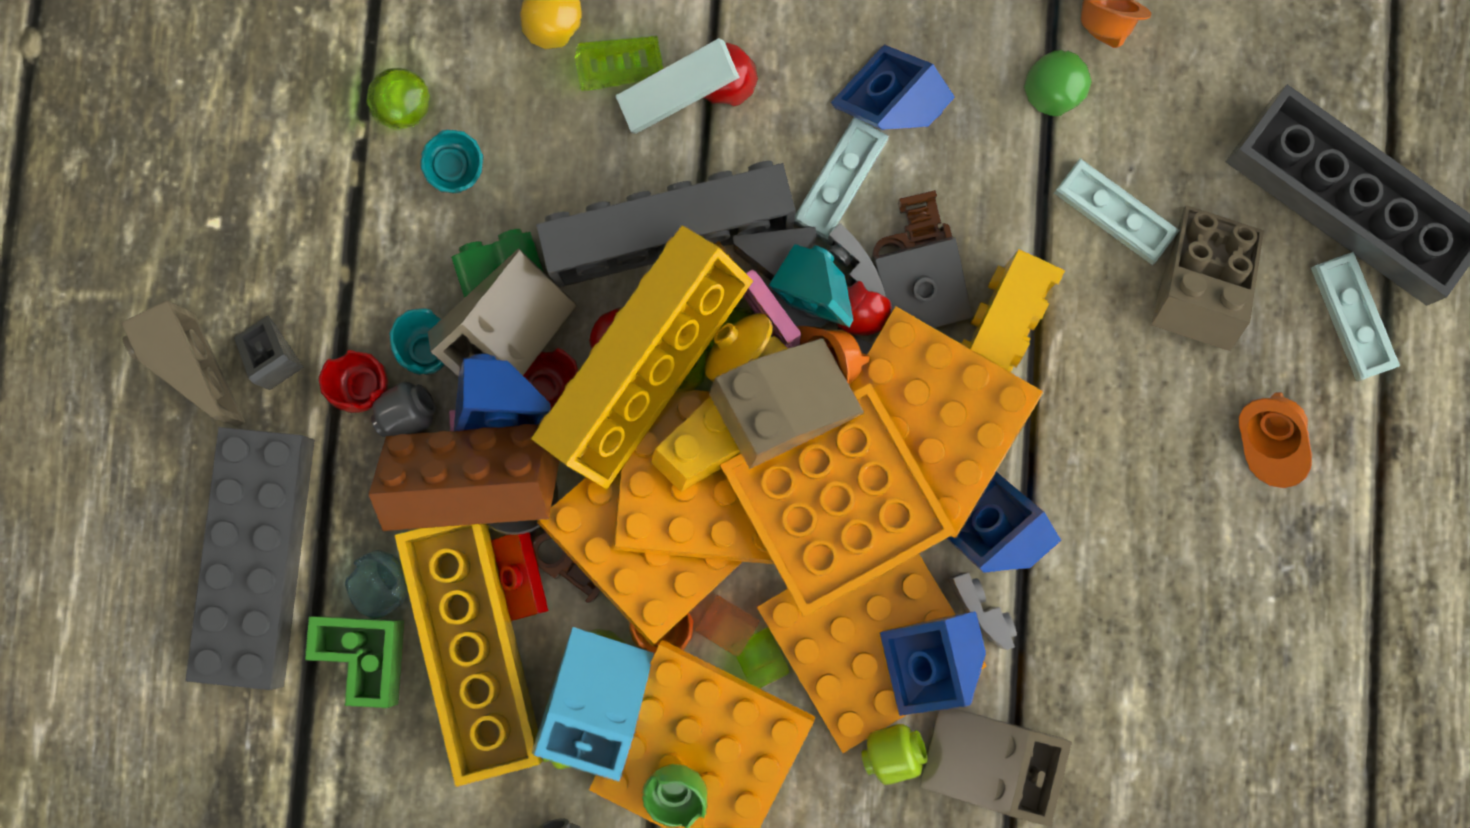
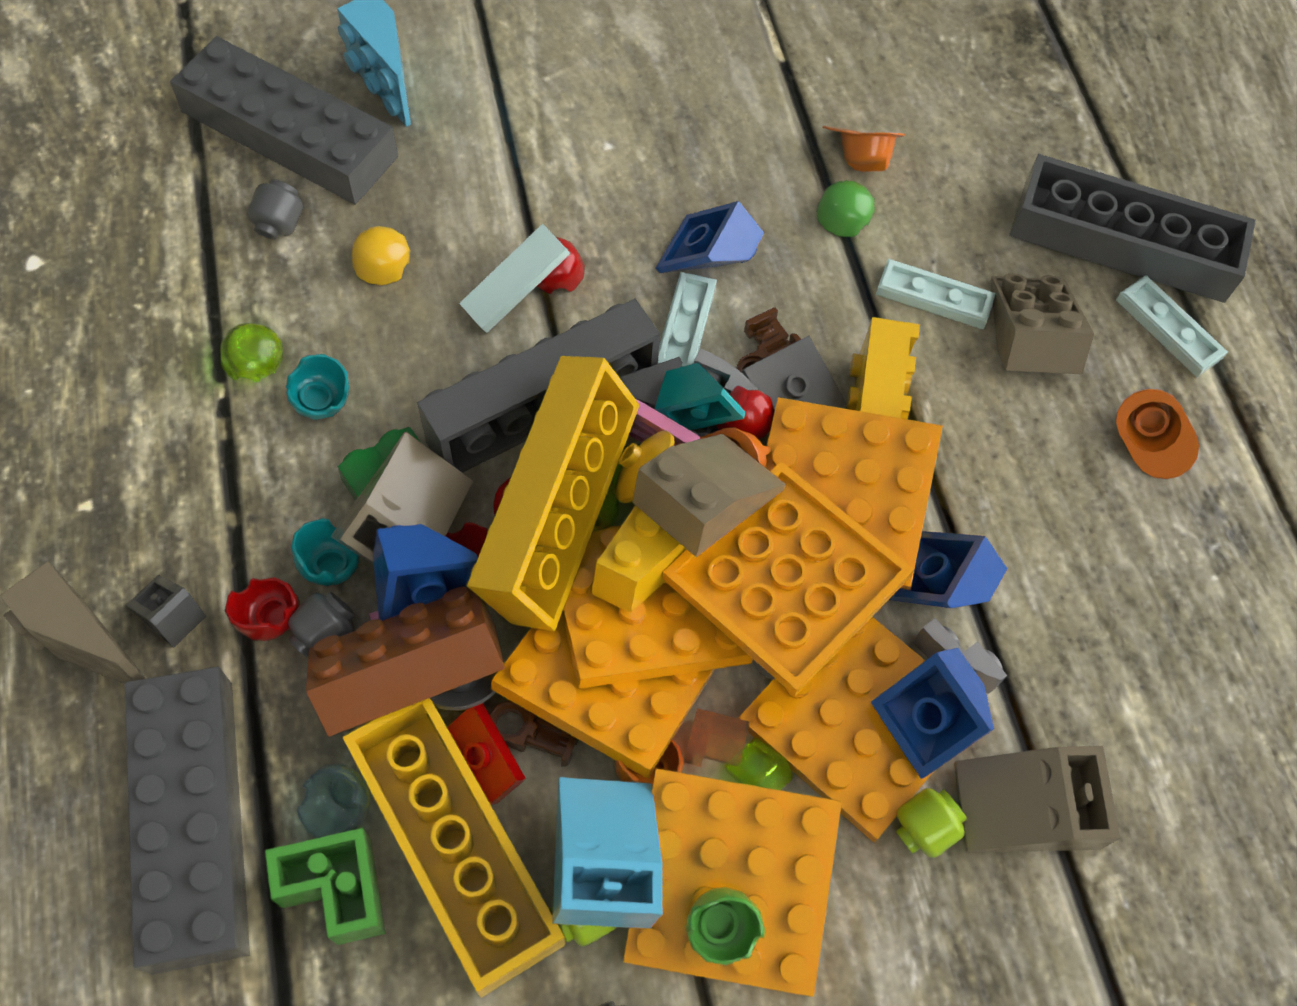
camera: 25 degrees left, 20 degrees down
(616, 48) = (429, 276): clear neon green slope -> none

